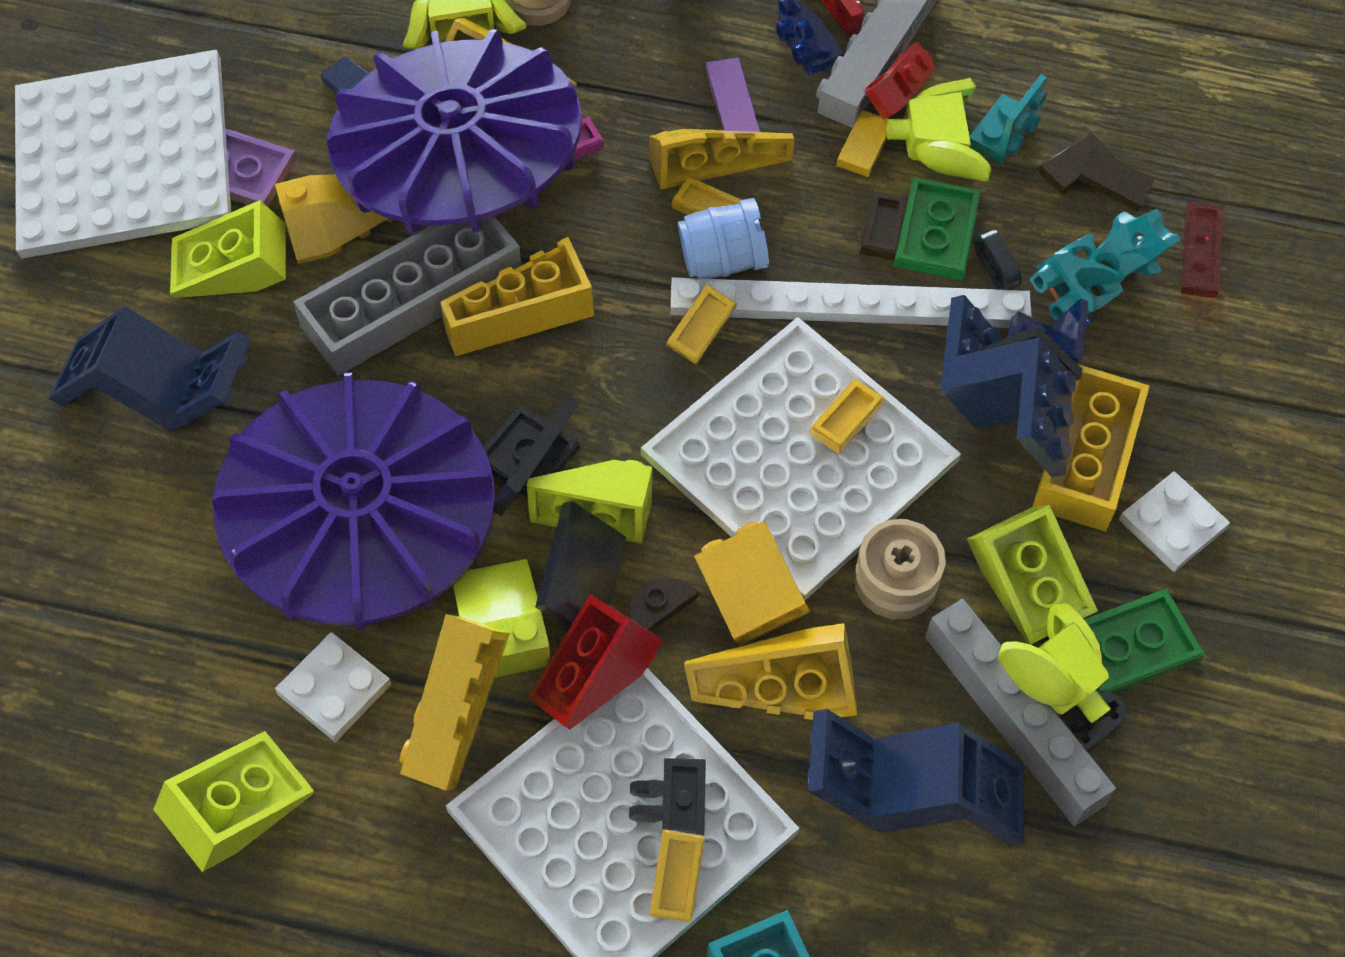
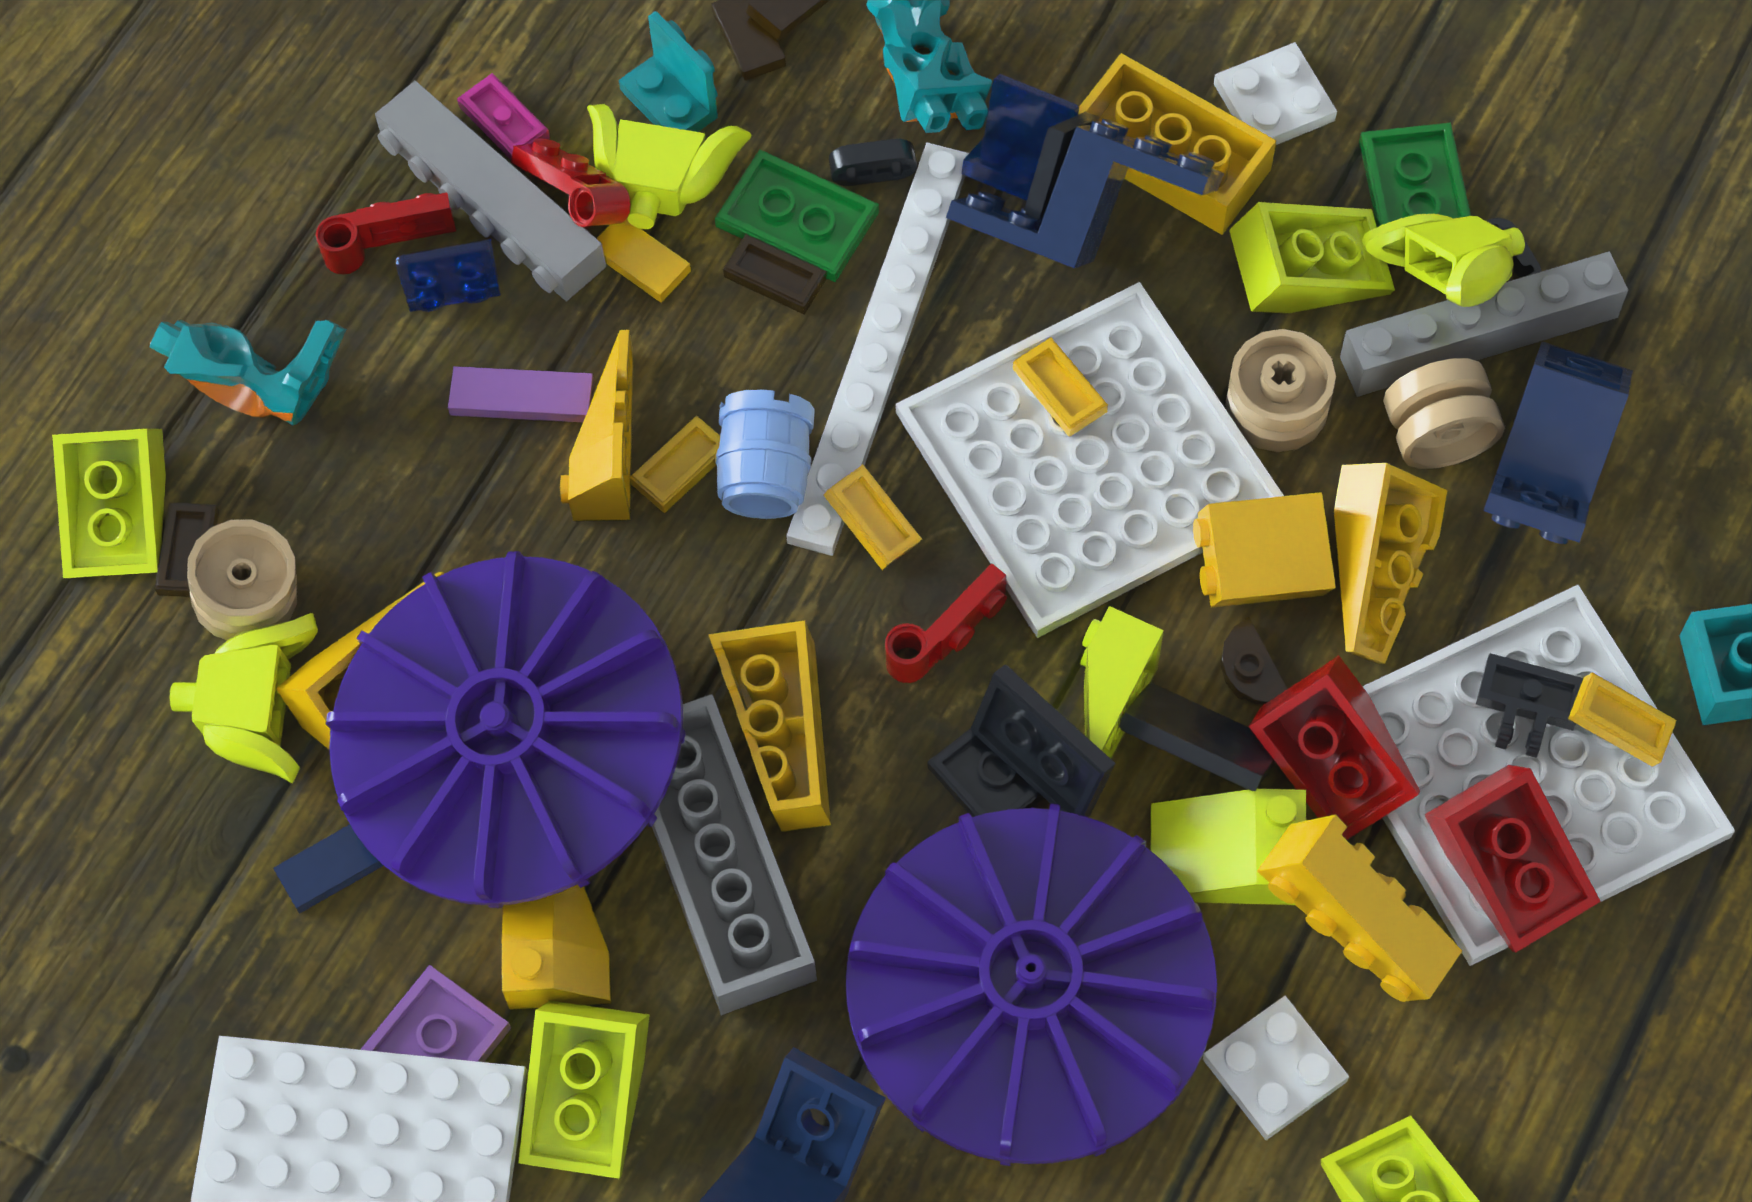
camera: 70 degrees left, 5 degrees up
(532, 810) = (1513, 855): none -> red slope
(626, 392) = (949, 631): none -> red plate
(915, 686) = (1443, 413): none -> tan wheel
(946, 35) = (501, 115): none -> dark pink plate

